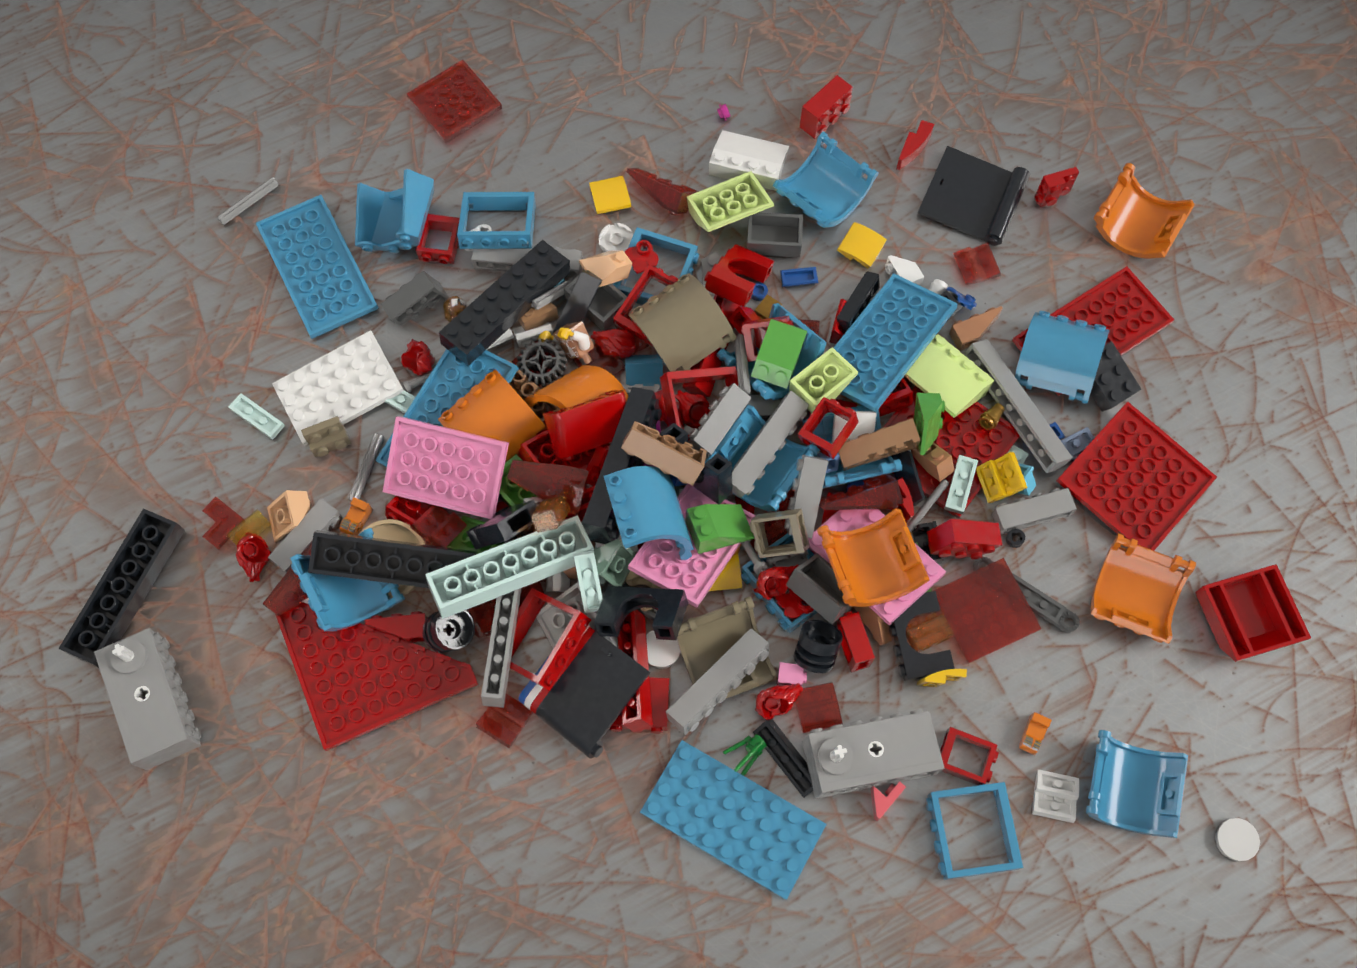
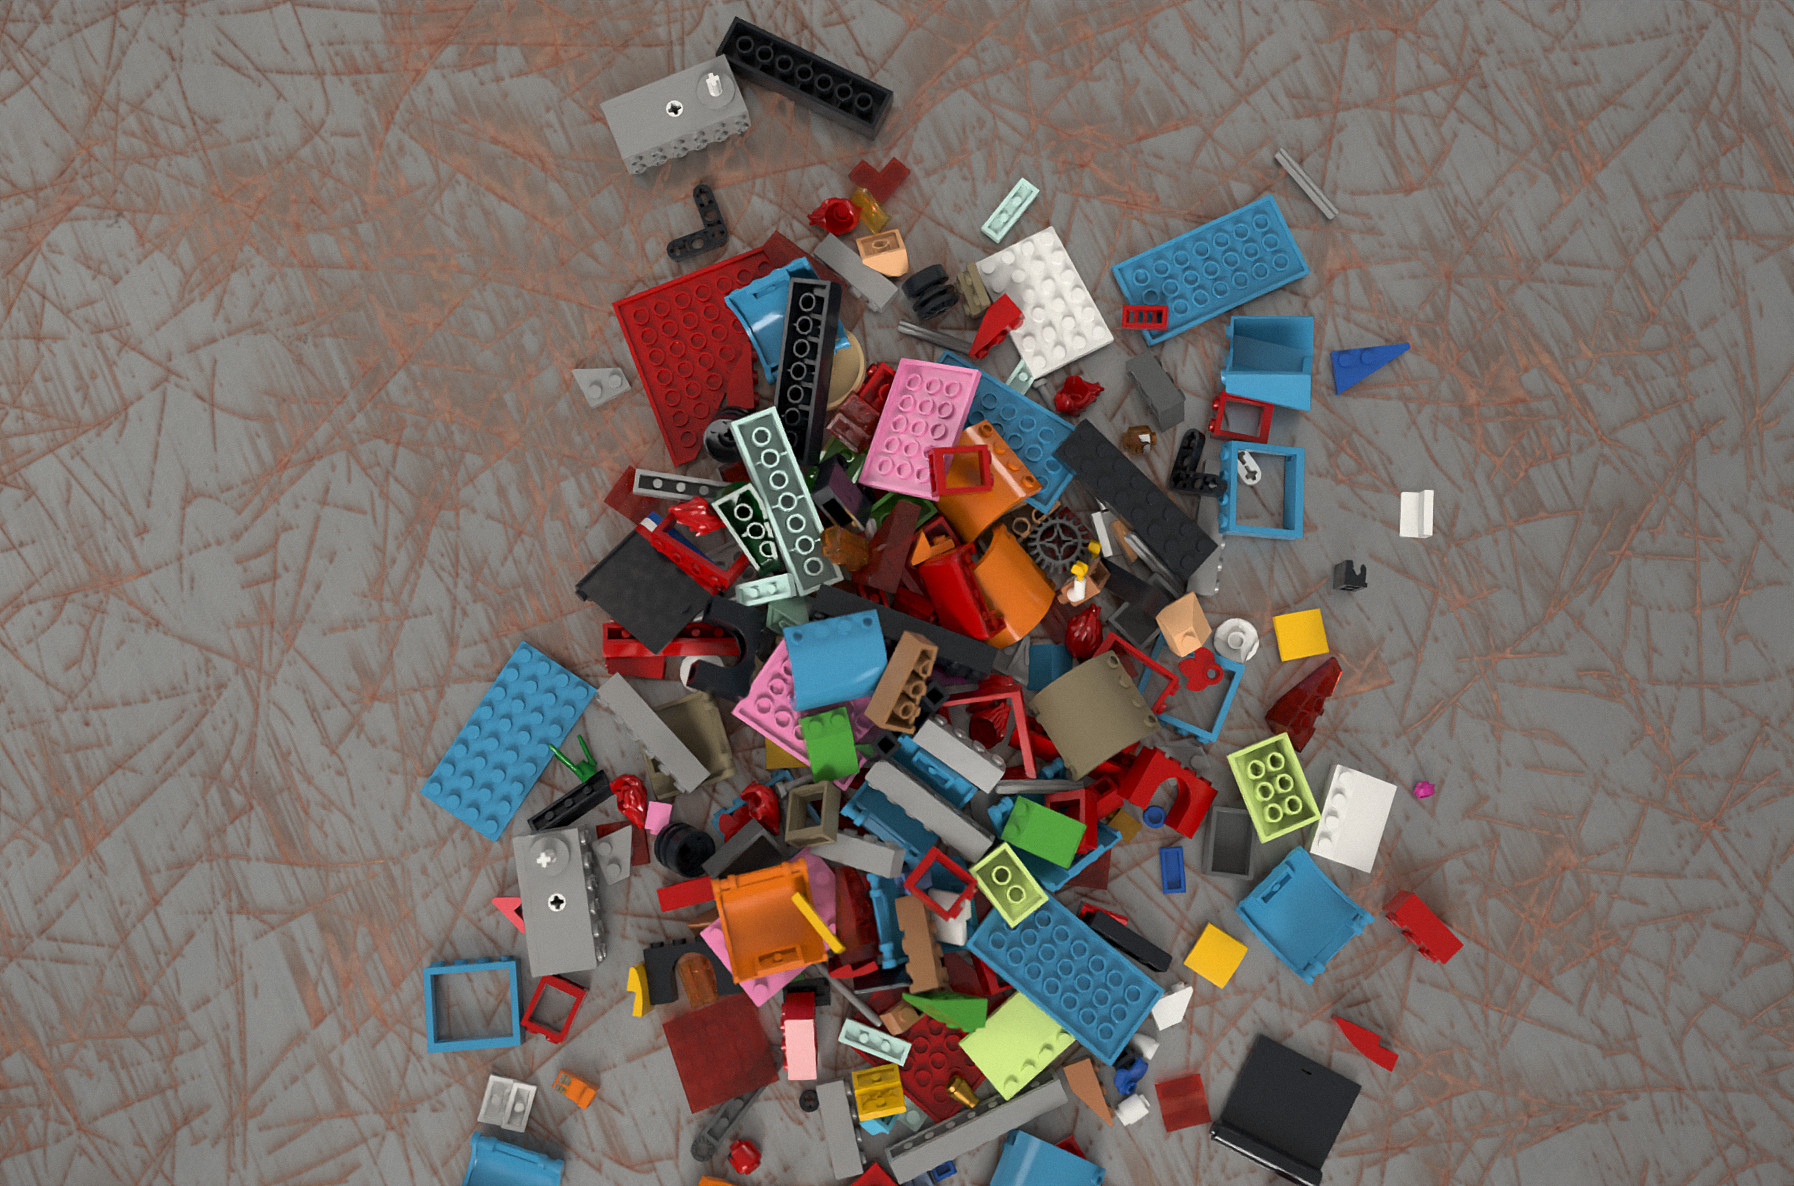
camera: 95 degrees right, 15 degrees up
(262, 670) = (706, 234): none -> black beam
(326, 471) = (929, 291): none -> black wheel
(347, 301) = (1154, 309): none -> red slope
(352, 415) = (997, 323): none -> red slope
(356, 517) = (876, 328): orange leg -> none
(394, 159) = (1356, 364): none -> blue wing
(399, 757) = (601, 384): none -> light grey wing
(454, 101) = (1449, 436): clear red plate -> none
(481, 274) = (1189, 472): none -> black beam
(493, 436) = (937, 470): none -> red window
(514, 120) = (1416, 514): none -> white panel
(523, 642) = (697, 516): none -> red hair
(524, 595) = (747, 520): none -> dark green wedge
(548, 450) = (924, 551): none -> orange slope
(564, 160) = (1346, 578): none -> black hinge
(827, 709) = (615, 854): none -> light grey wing
(870, 520) = (818, 923): none -> yellow tile
(986, 296) = (1132, 1109): none -> white brick
(1069, 586) = (744, 1156): none -> red head

